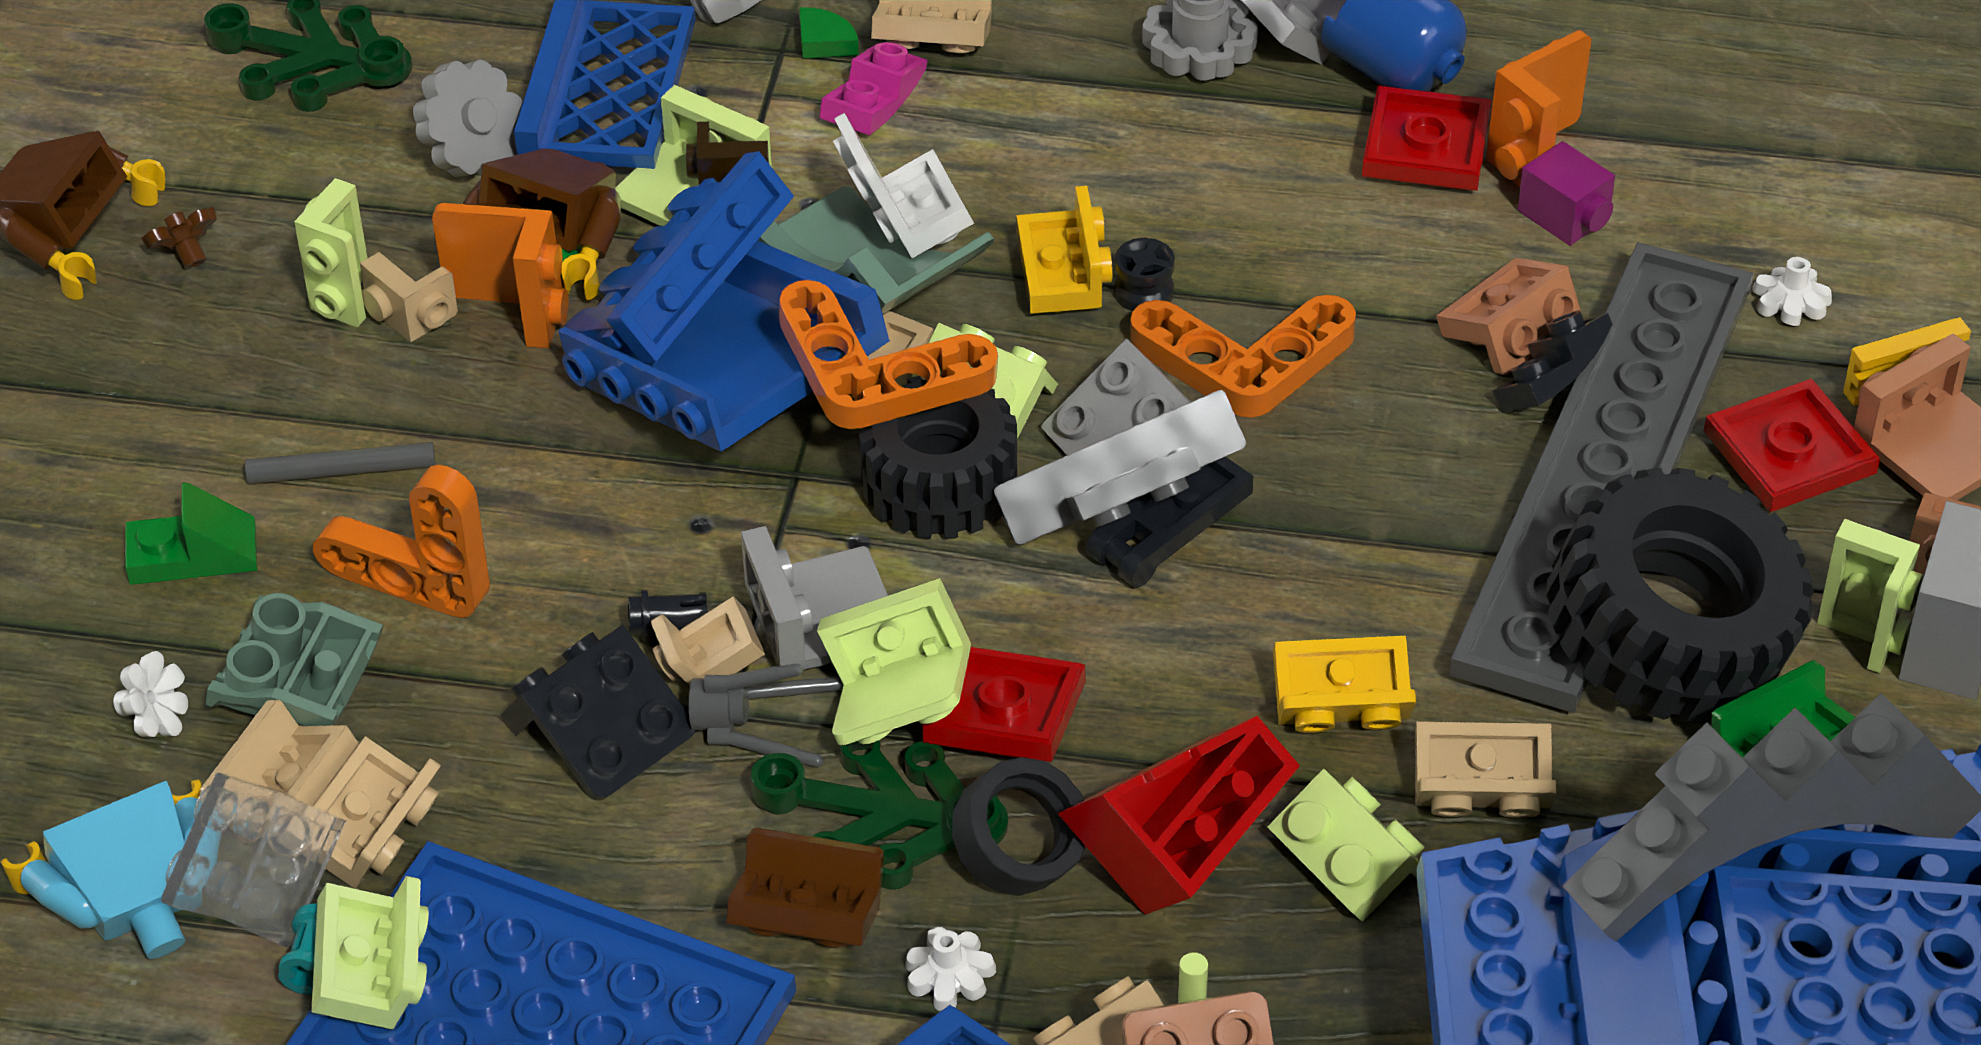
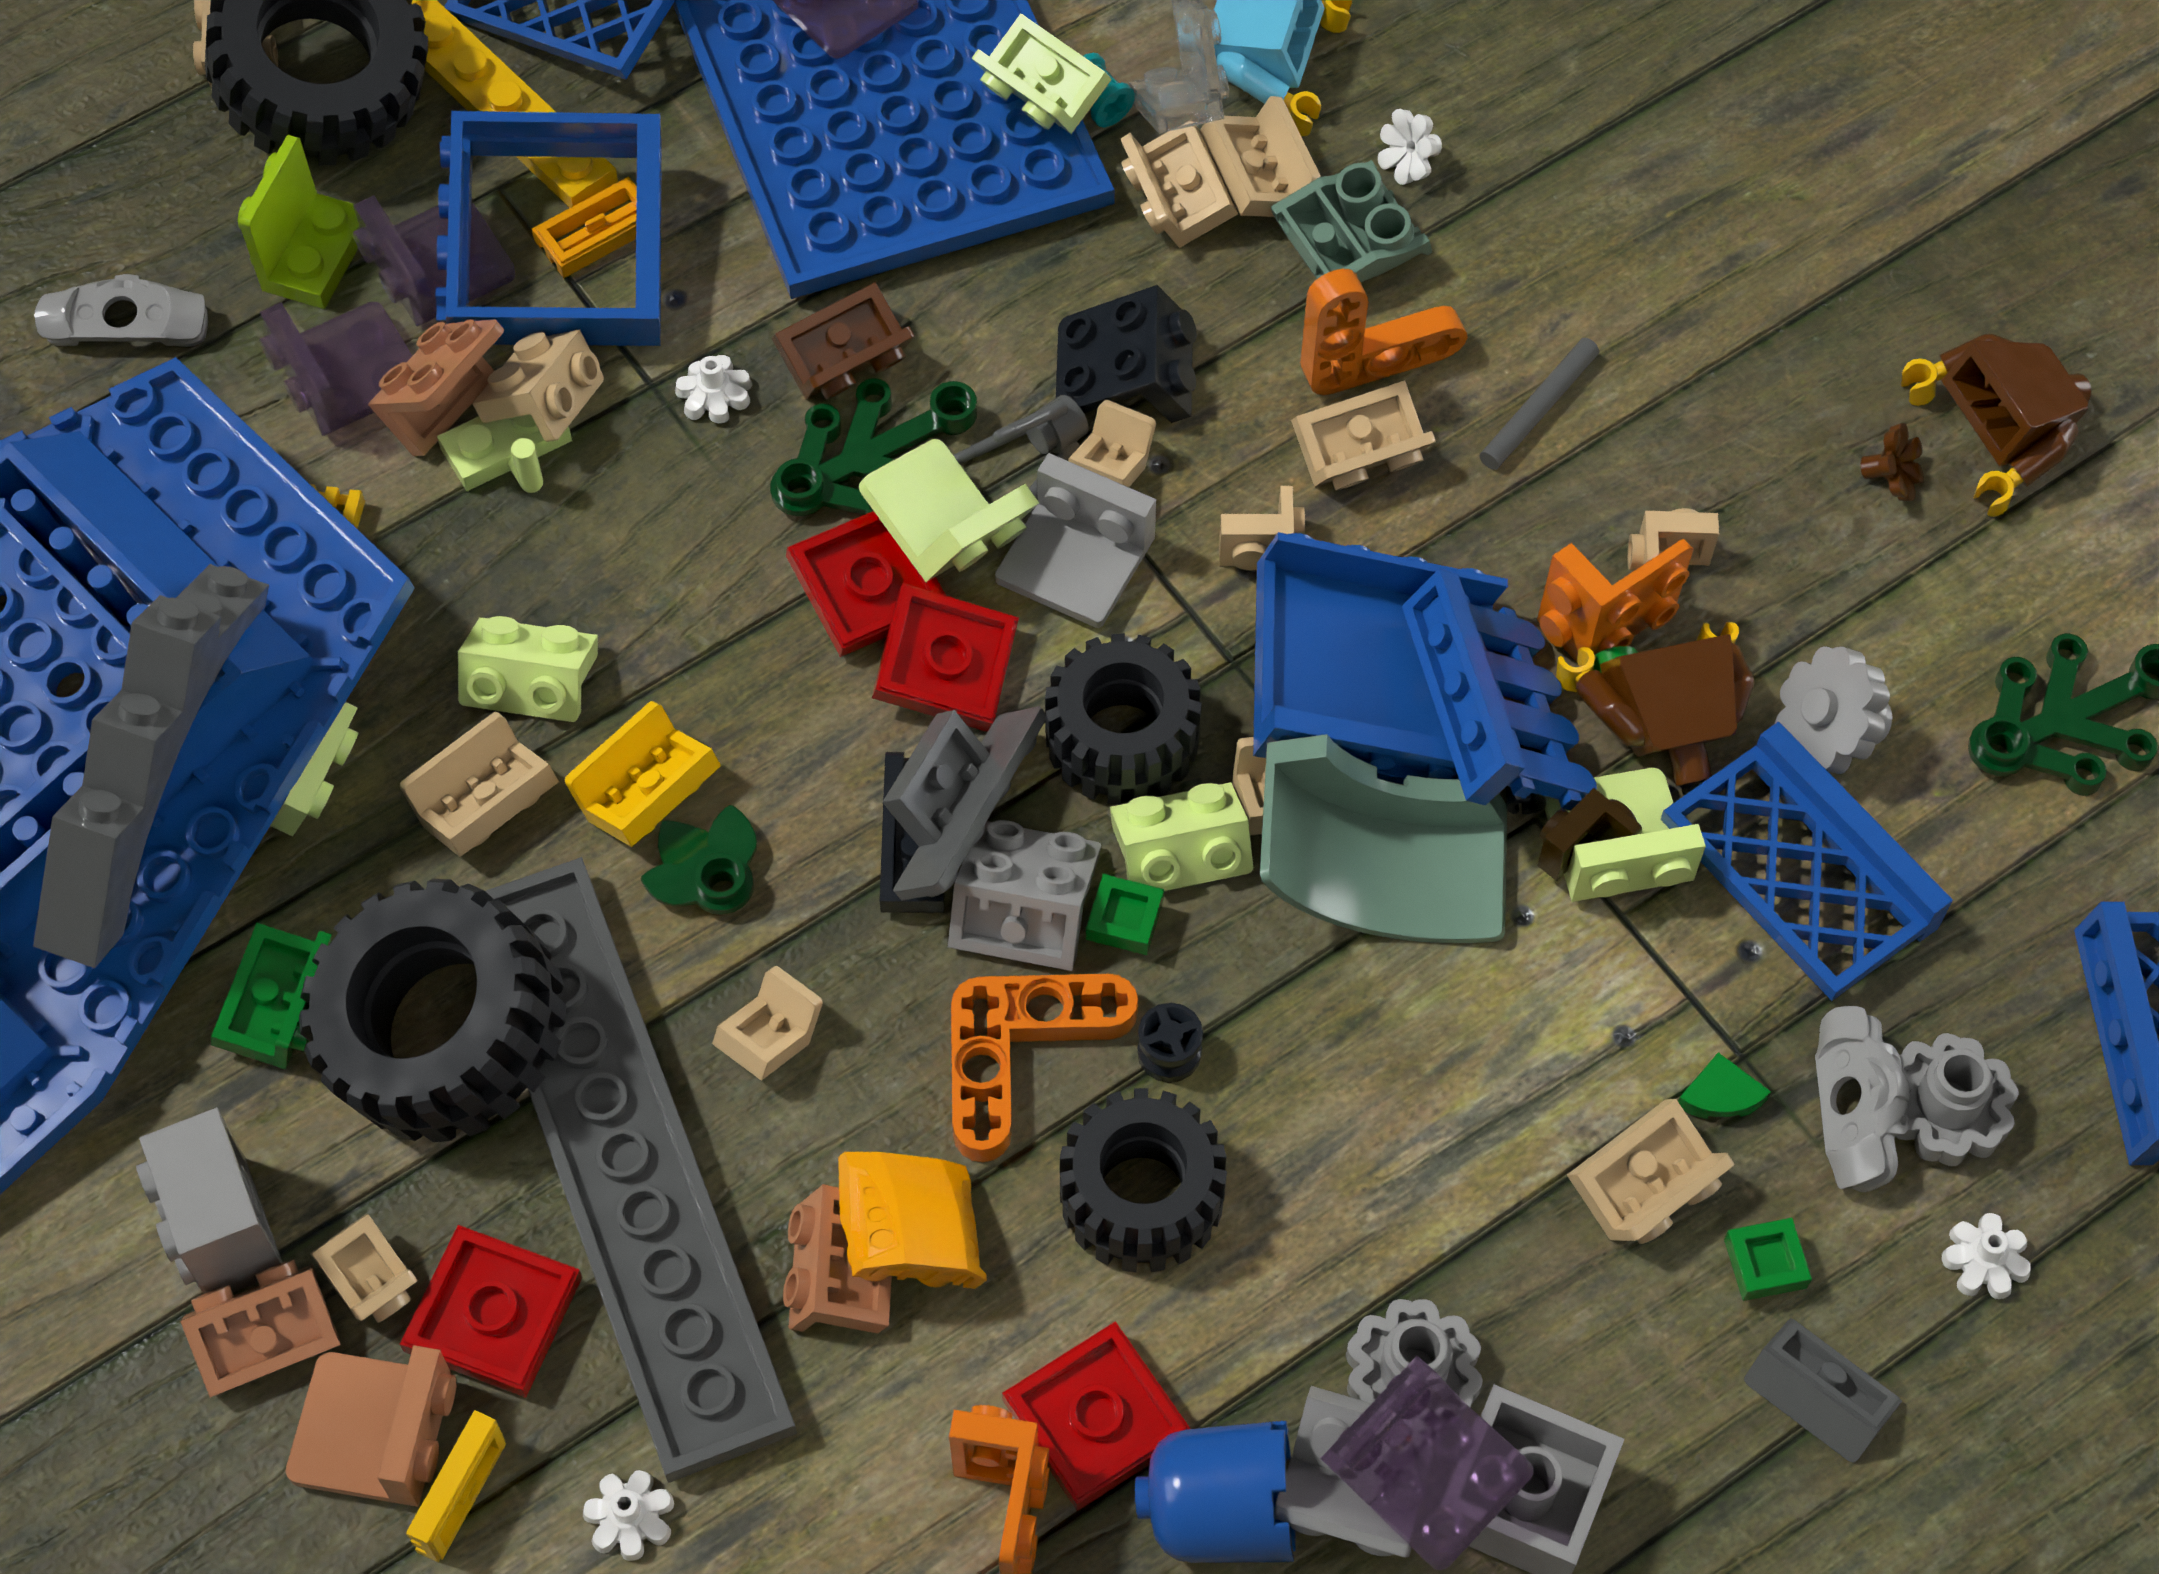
camera: 135 degrees right, 15 degrees up
(202, 542) = (1544, 267): green slope -> none
(332, 251) = (1748, 501): yellowish green bracket -> none
(523, 510) = (1362, 434): none -> tan bracket
(674, 504) = (1247, 536): none -> tan bracket
(678, 609) = (1180, 453): black pin -> none
(863, 377) = (1218, 669): orange beam -> none
(876, 87) = (1607, 1063): dark pink slope -> none
(909, 203) = (1432, 920): white bracket -> none
(983, 855) = (722, 456): black tyre -> none
(1019, 602) = (945, 656): none -> red plate
(1063, 256) = (1249, 1000): yellow bracket -> none
(1076, 356) = (1124, 914): none -> green plate
(1183, 814) = (647, 563): red wedge -> none
(1260, 205) = (1142, 1130): none -> black tyre
(1351, 603) = (700, 859): none -> dark green plate
(1420, 464) = (771, 1025): none -> tan bracket
(1448, 275) = (909, 1219): none -> light orange slope
(1555, 361) = (745, 1224): black slope -> none
(1566, 193) = (906, 1441): magenta brick -> none
(1868, 497) = (365, 1270): none -> tan bracket
(1870, 589) = (292, 1158): yellowish green bracket -> none

